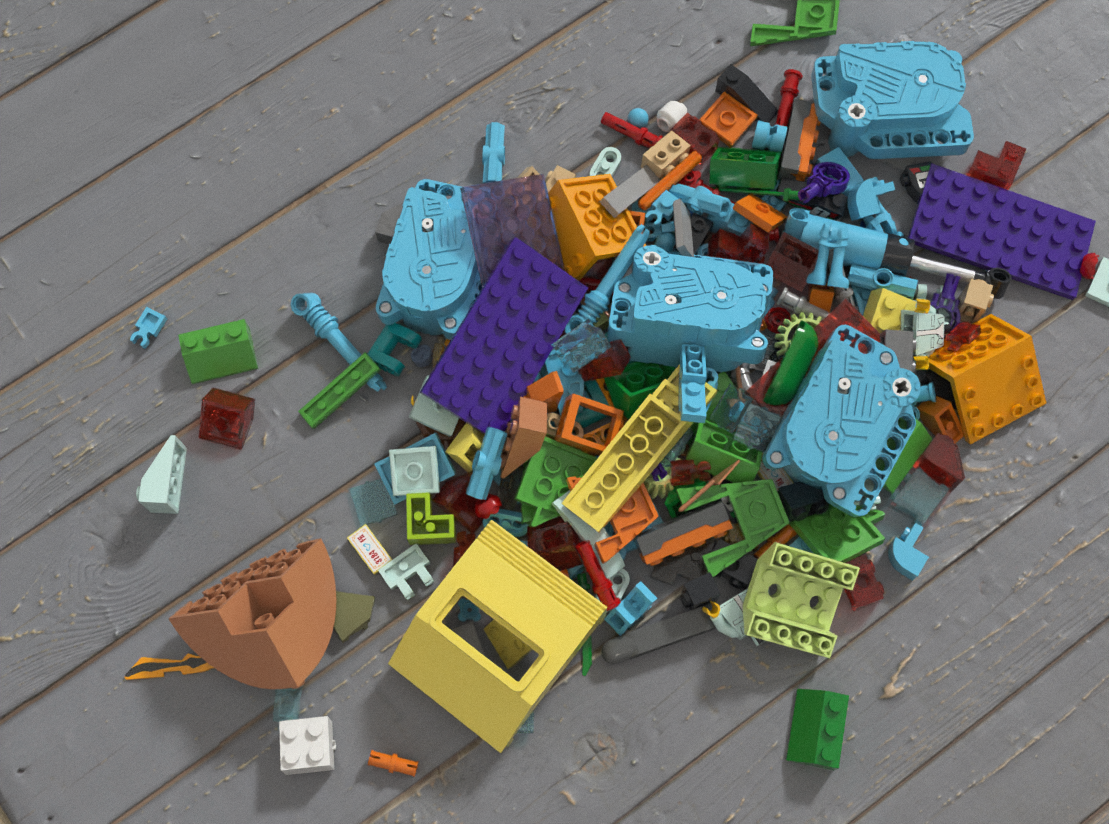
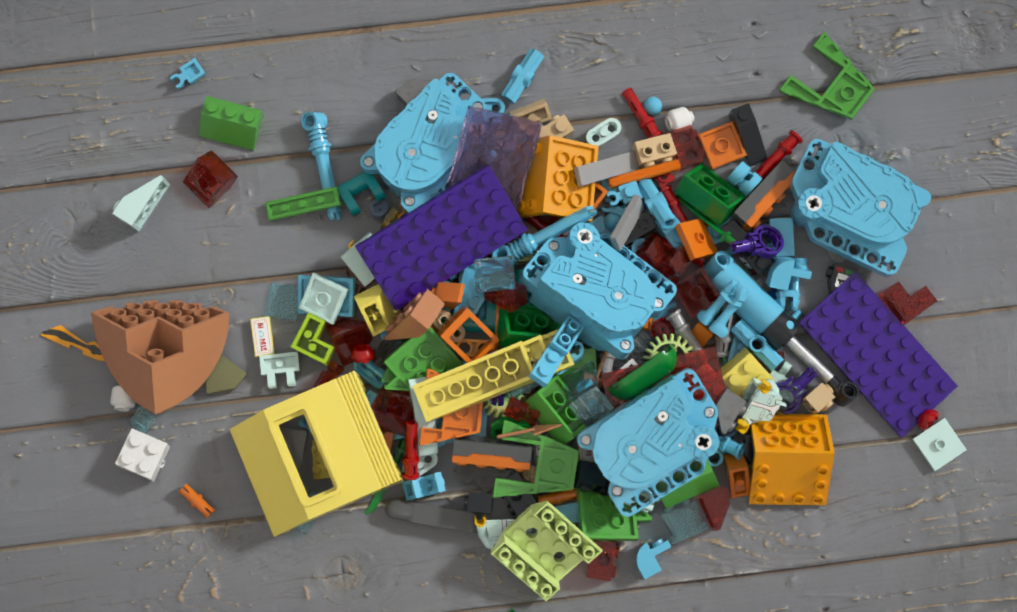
camera: 25 degrees right, 10 degrees up
(251, 698) = (121, 400): none -> white head
(486, 463) = (377, 323): medium azure piece -> none
(962, 334) = (791, 420): clear red plate -> none

